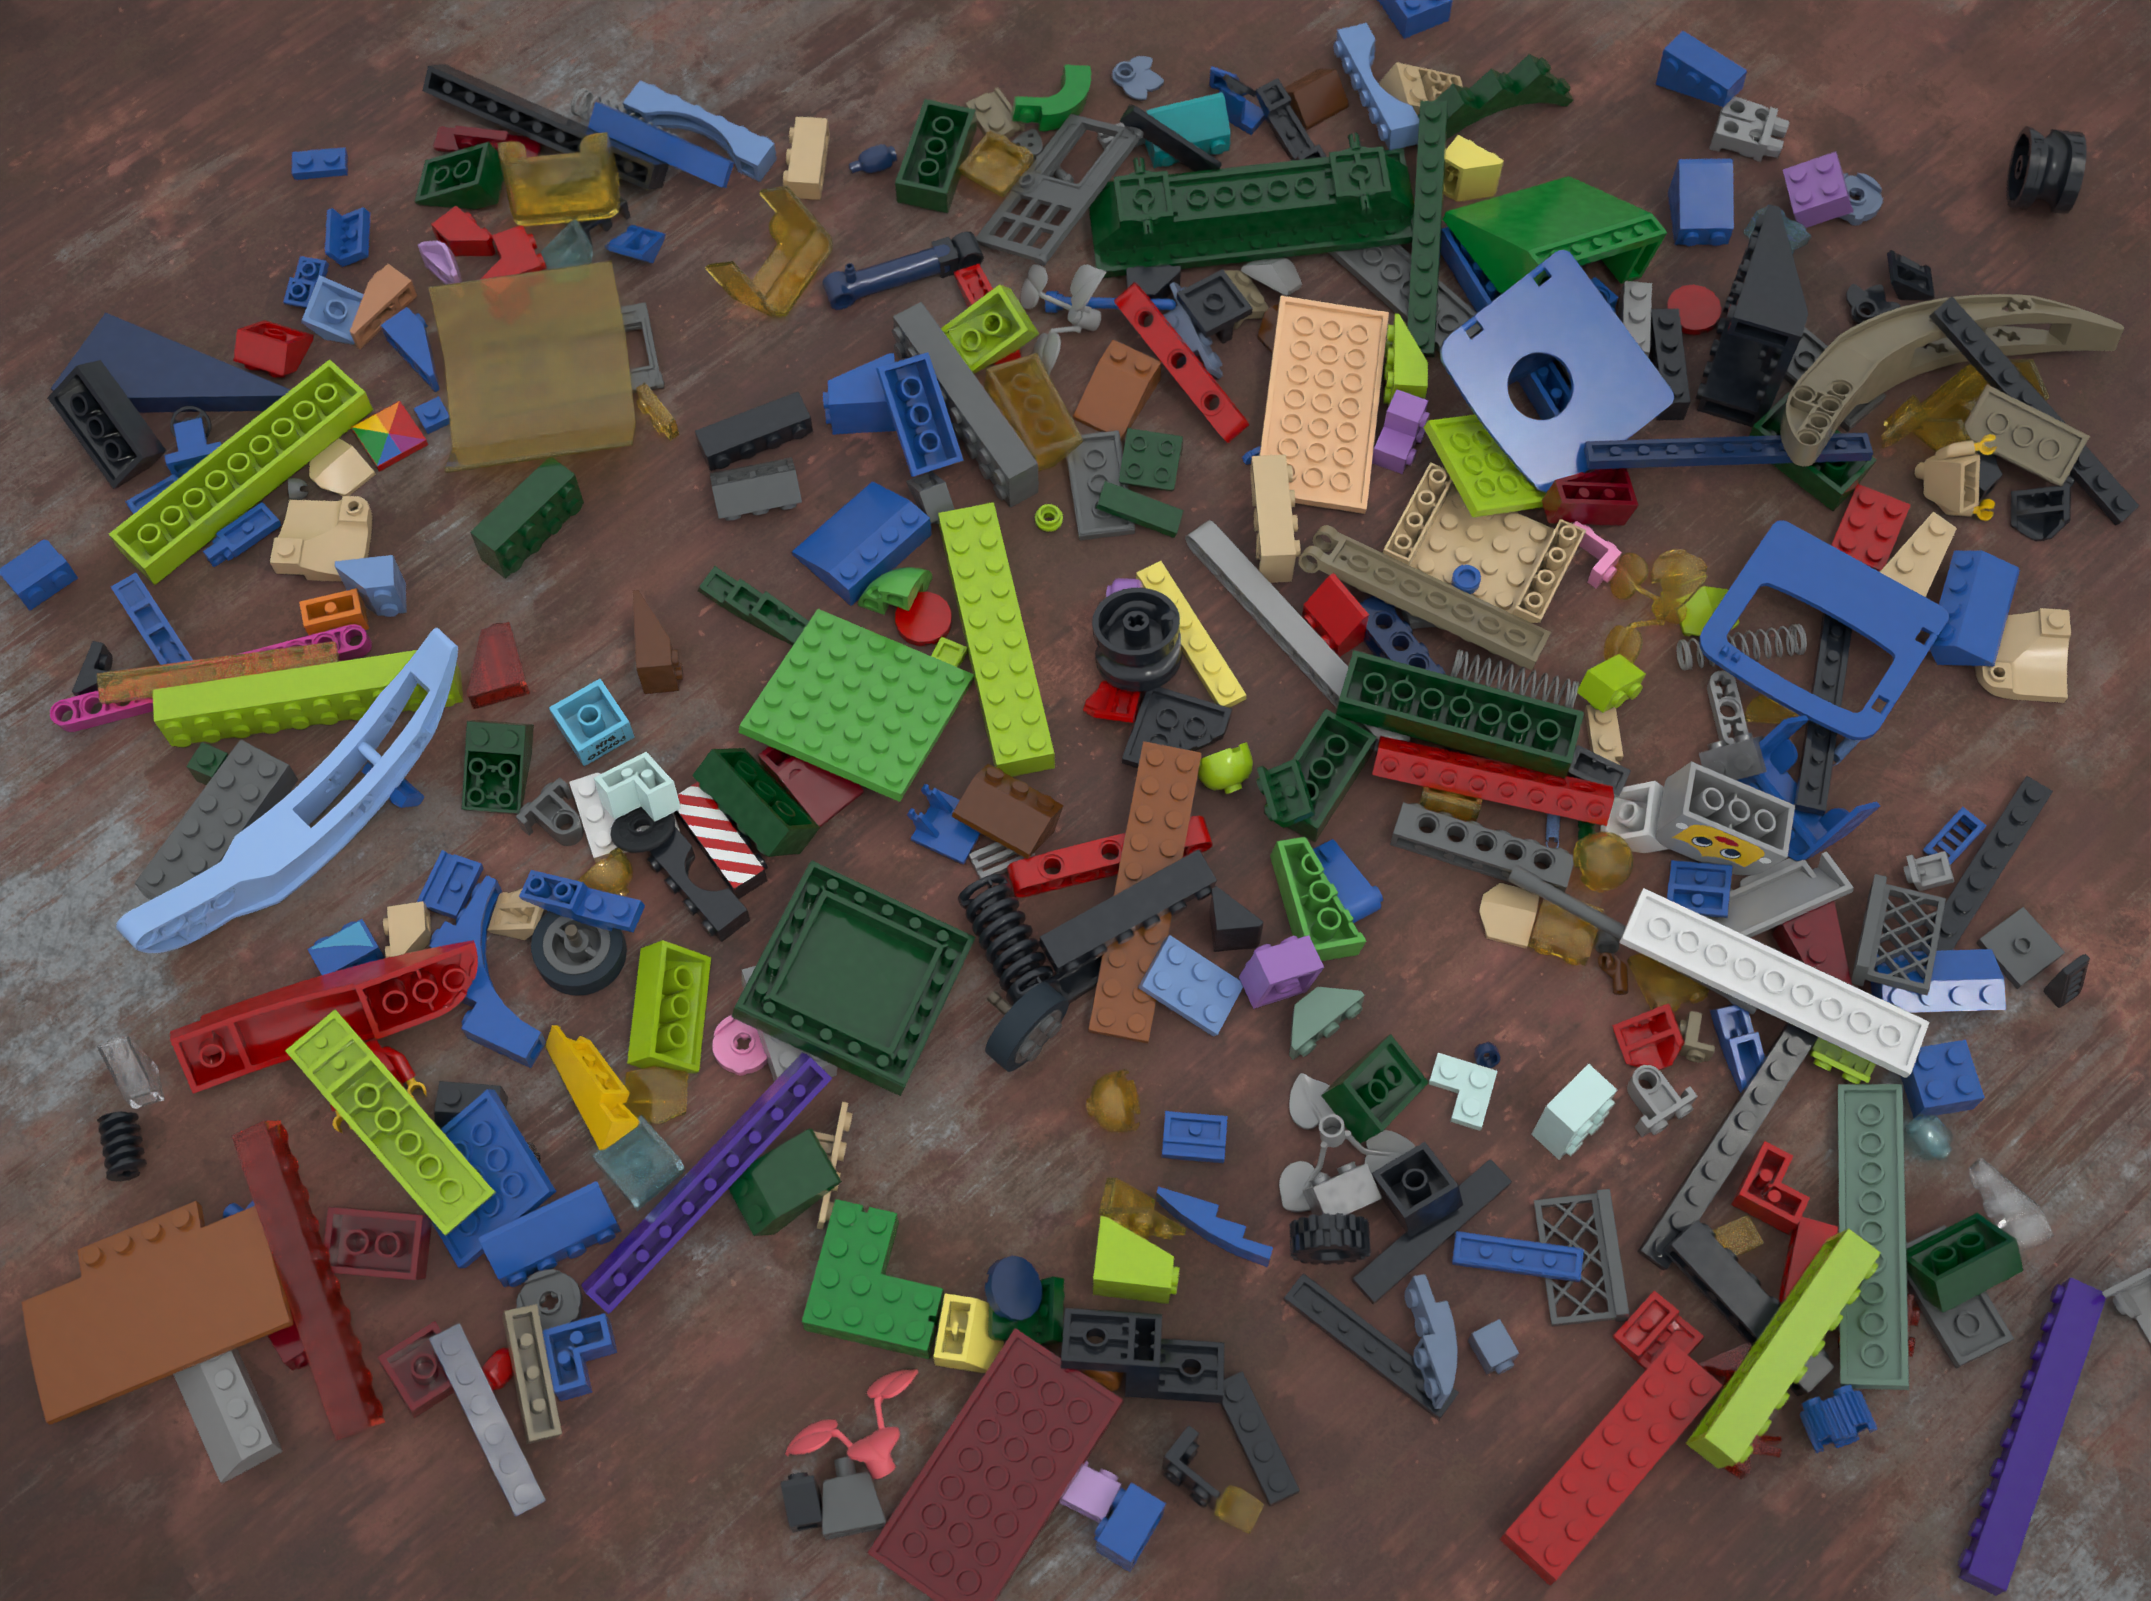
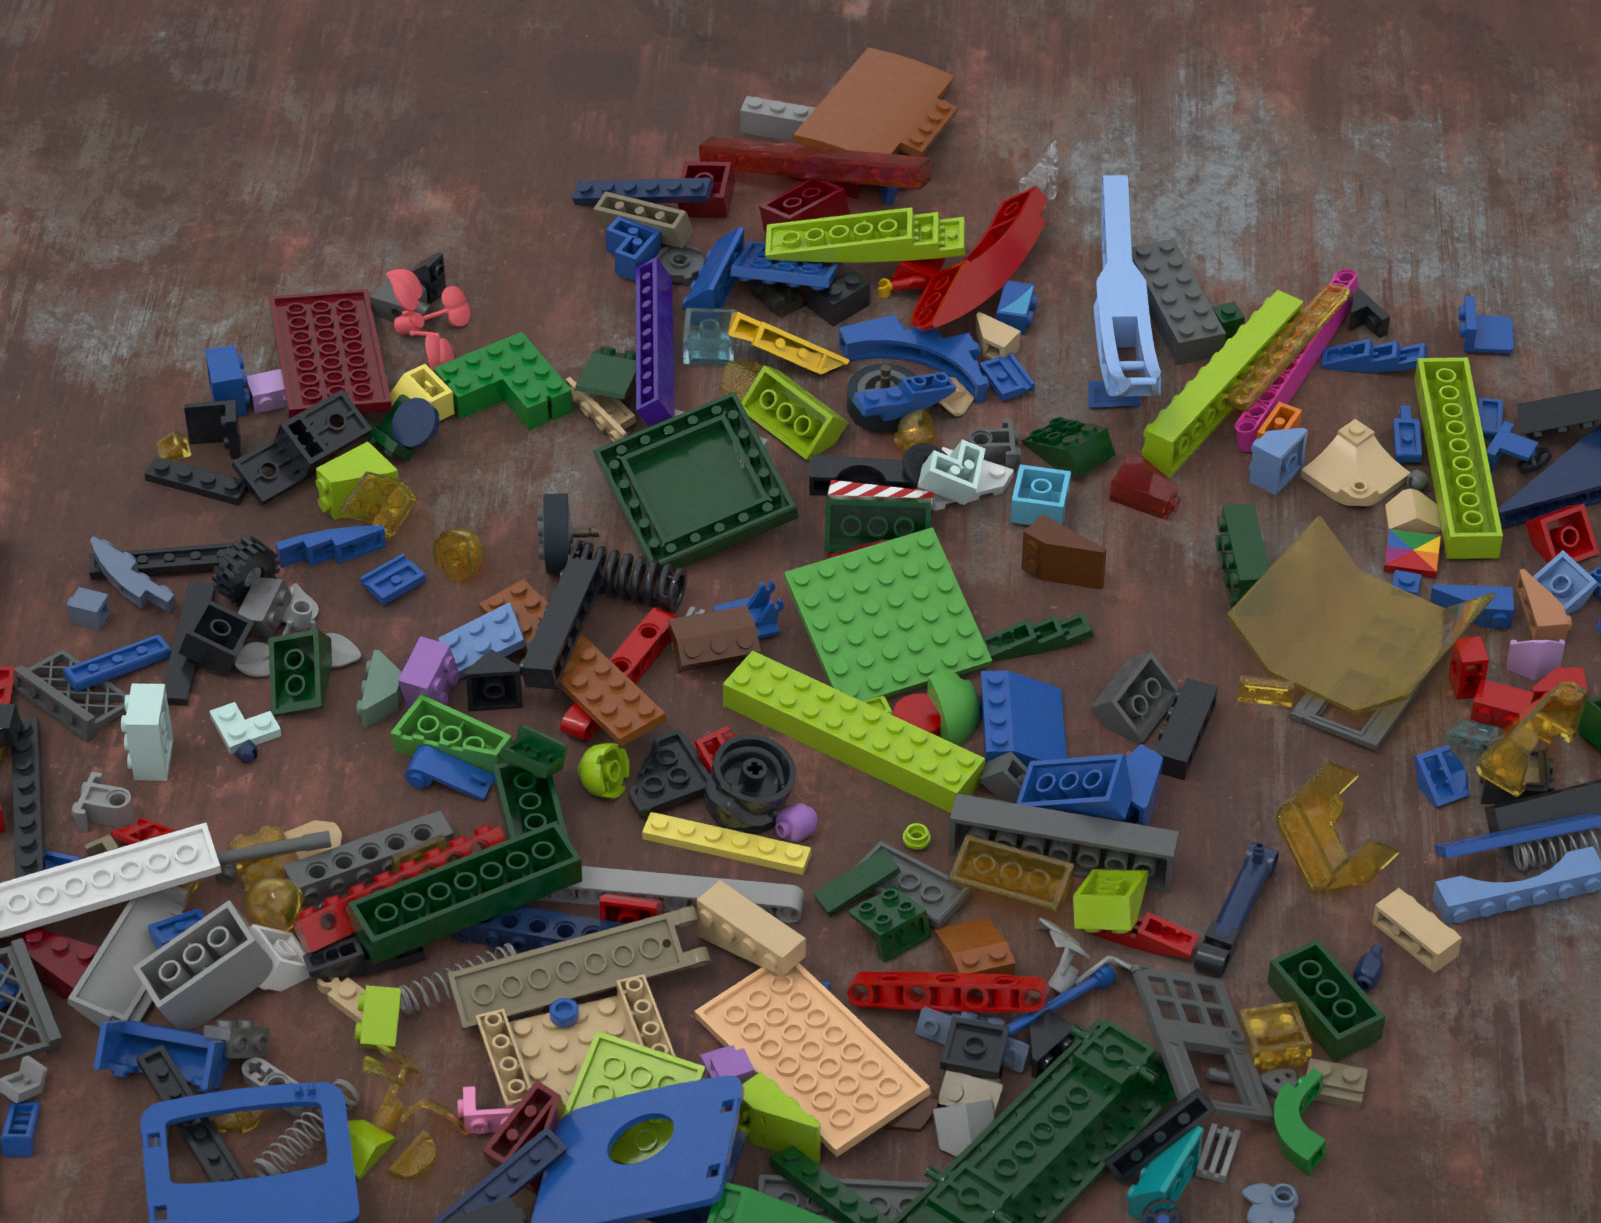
camera: 135 degrees right, 20 degrees down
(120, 1144) = (1004, 160): black piece -> none

